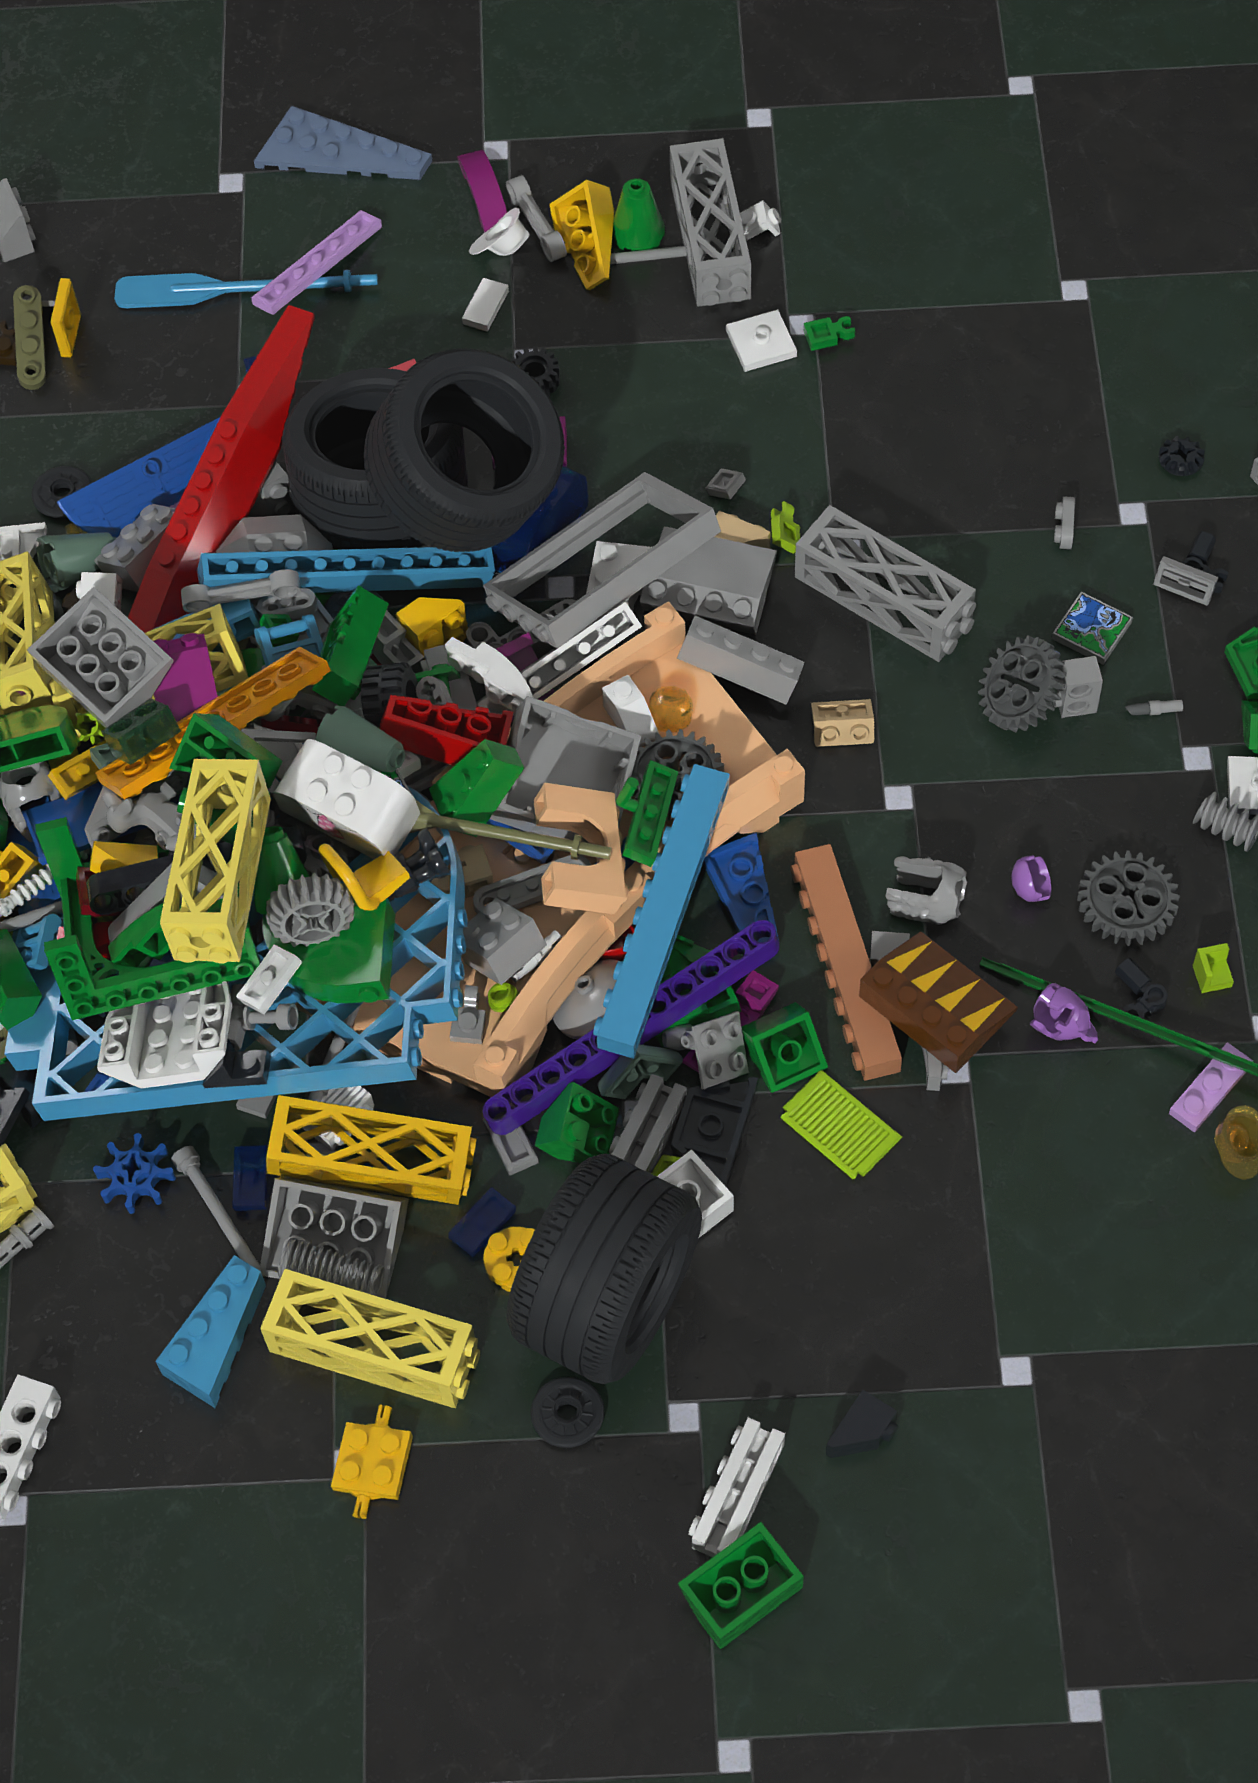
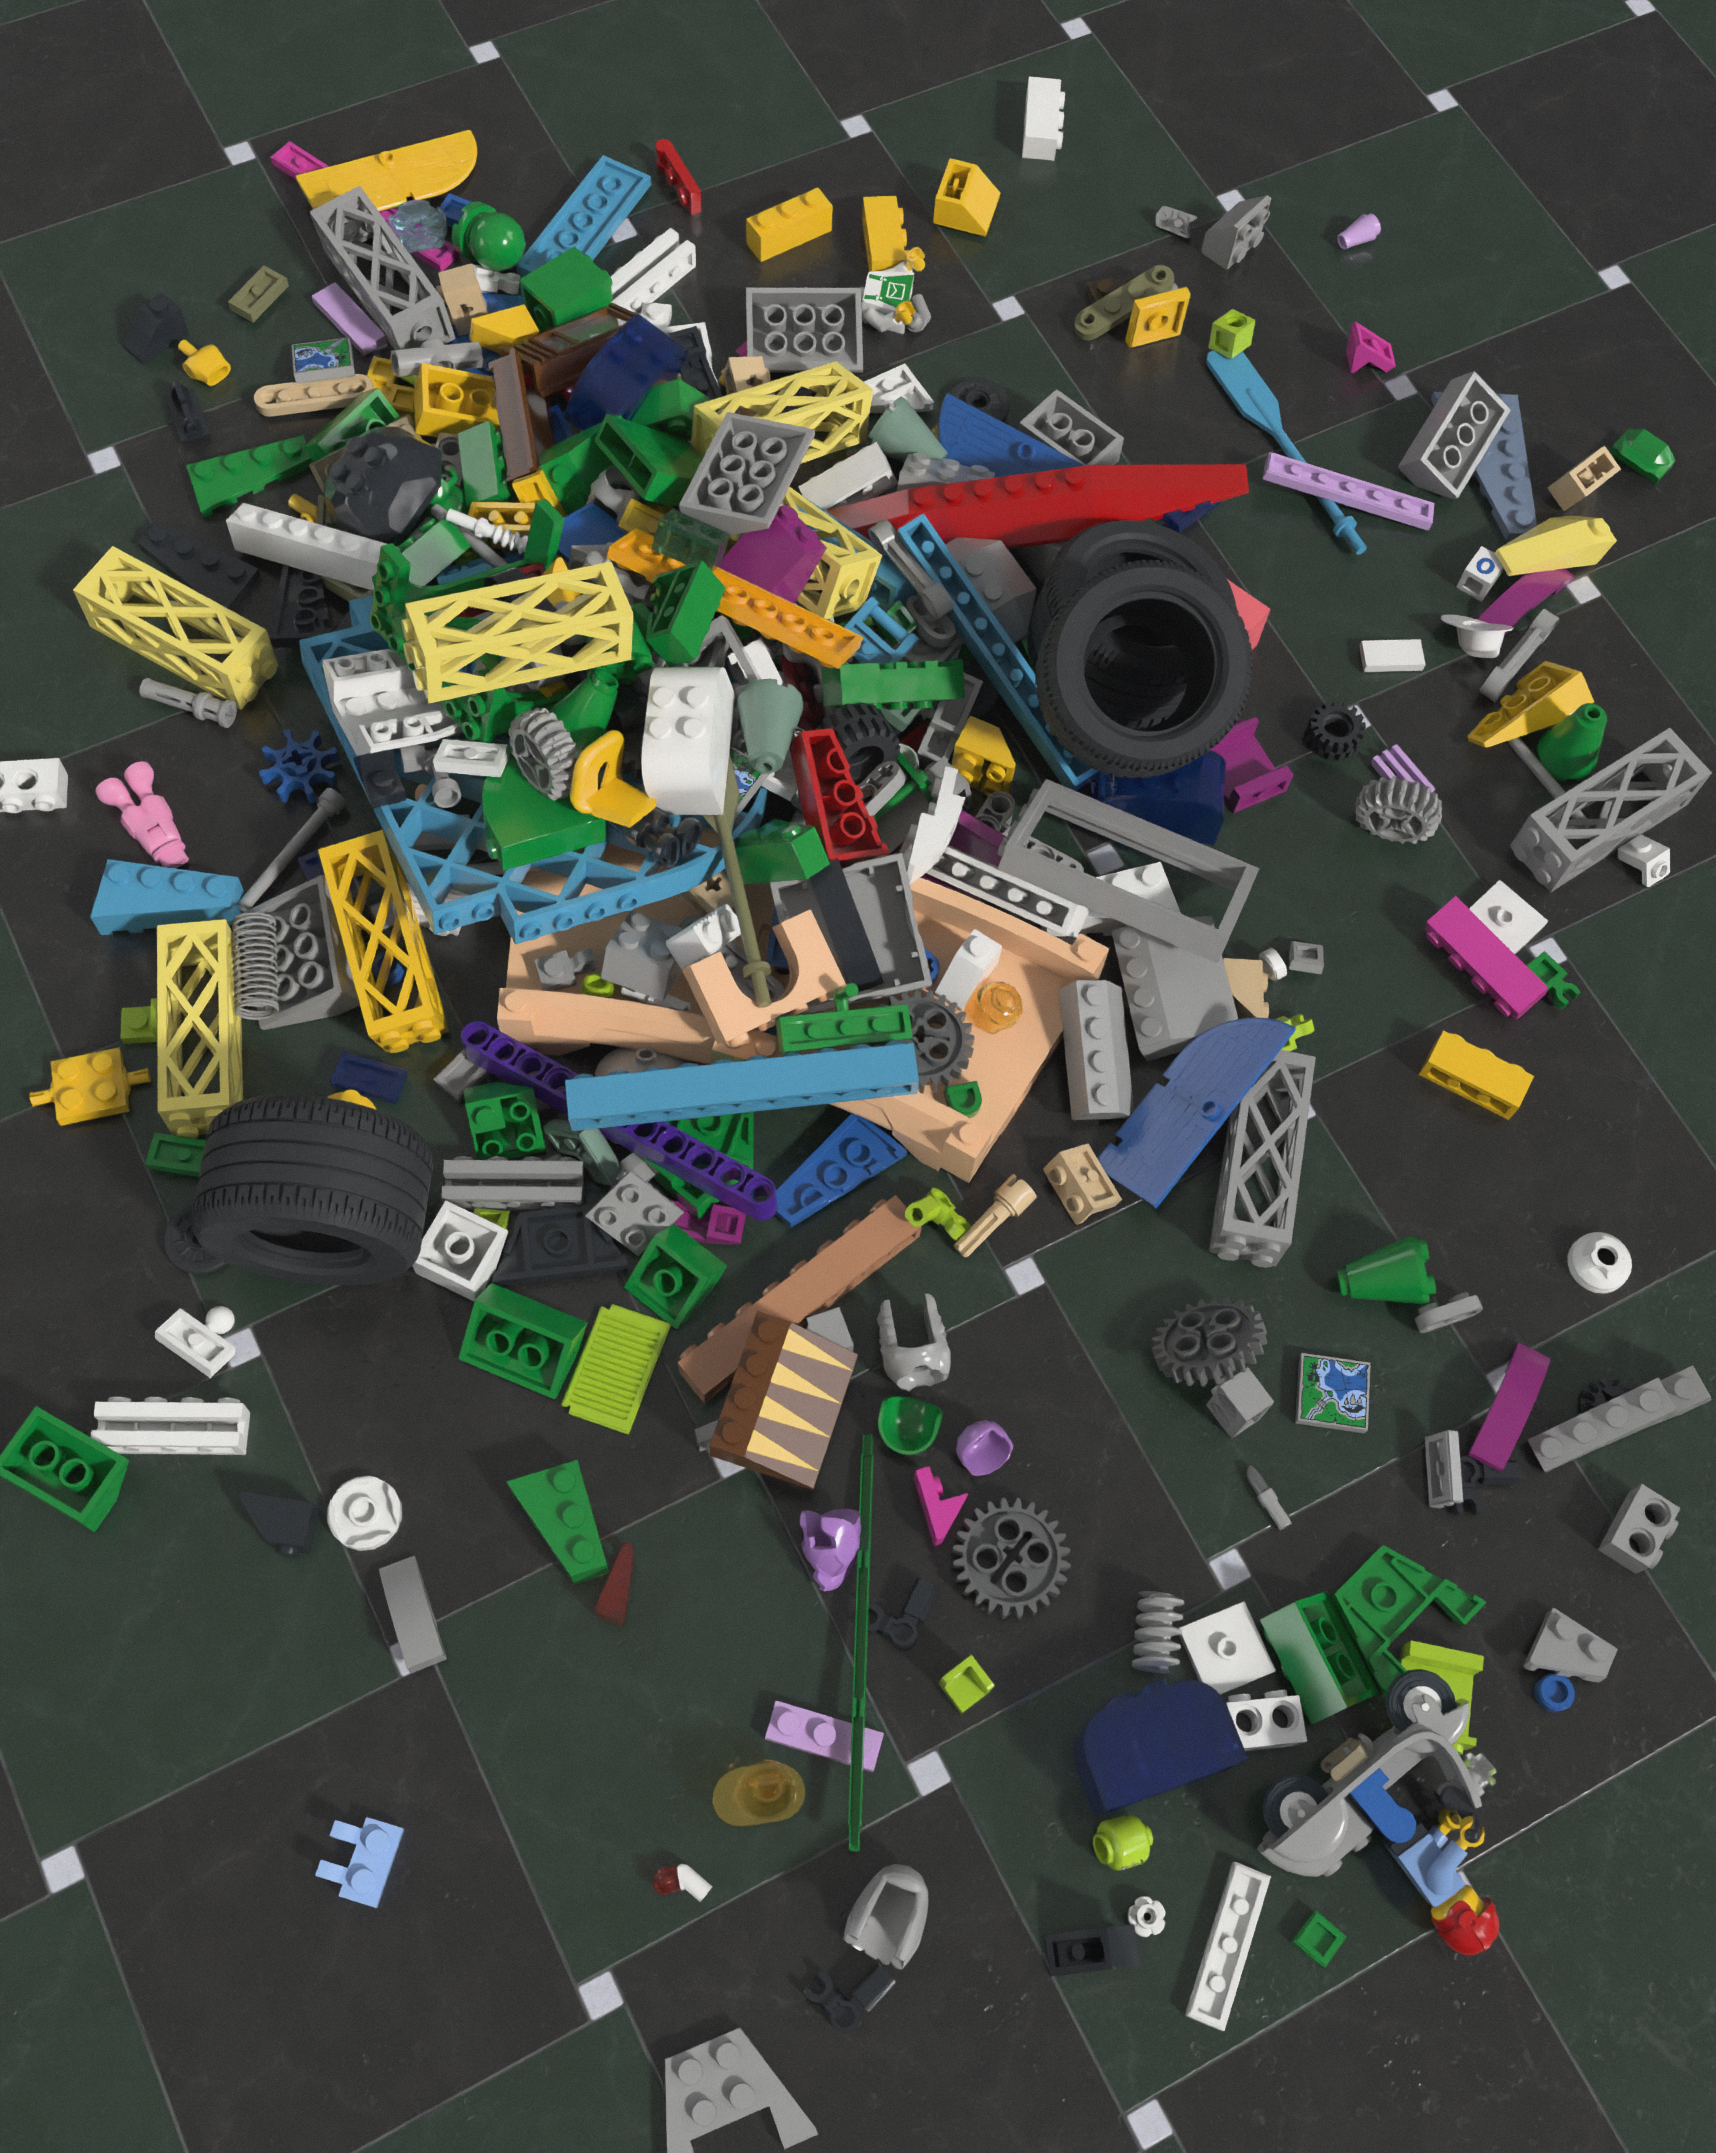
camera: 55 degrees right, 5 degrees up
(61, 137) = (1360, 231): none -> lavender cone
(111, 273) = (1231, 333): none -> lime brick
(122, 1321) = (149, 822): none -> bright pink piece
(145, 428) = (1072, 431): none -> light grey brick
(185, 187) = (1368, 347): none -> dark pink slope
(311, 165) = (1455, 436): none -> light grey slope
(331, 1393) = (139, 1024): none -> lime bracket
(396, 50) = (1644, 453): none -> green slope
(402, 98) = (1584, 478): none -> tan brick
(447, 208) = (1480, 574): none -> white brick
(451, 143) = (1557, 545): none -> light yellow wedge
(483, 1399) = (175, 1154): none -> green plate
(513, 882) = (704, 936): none -> white brick
(561, 768) = (845, 926): none -> black slope
(598, 343) = (1401, 765): none -> lavender tile
(636, 359) = (1398, 810): none -> light grey gear
(664, 1443) = (198, 1342): none -> white plate
(722, 504) = (1273, 964): none -> white tile
(739, 764) = (964, 1098): none -> green tile
(787, 1183) = (522, 1340): none -> green slope
(792, 363) = (1485, 958): none -> dark pink brick
(822, 832) = (937, 1207): none -> lime bar
(827, 617) = (1185, 1114): none -> blue door
(835, 779) = (1010, 1201): none -> tan piece
(880, 1363) = (364, 1513): none -> white tile
(883, 415) = (1476, 1075): none -> yellow brick
(959, 1205) = (563, 1516): none -> green wedge
(987, 1351) = (412, 1615): none -> light grey slope
(991, 921) = (908, 1424): none -> green helmet
(1020, 542) = (1390, 1274): none -> green cone
(1033, 1189) = (614, 1597): none -> clear red slope
(1065, 417) = (1590, 1271): none -> white piece
(1070, 935) = (937, 1513): none -> dark pink slope
(1160, 513) = (1510, 1407): none -> magenta slope
(1177, 1457) = (370, 1862): none -> light blue plate
(1199, 431) = (1620, 1417): none -> light grey arch

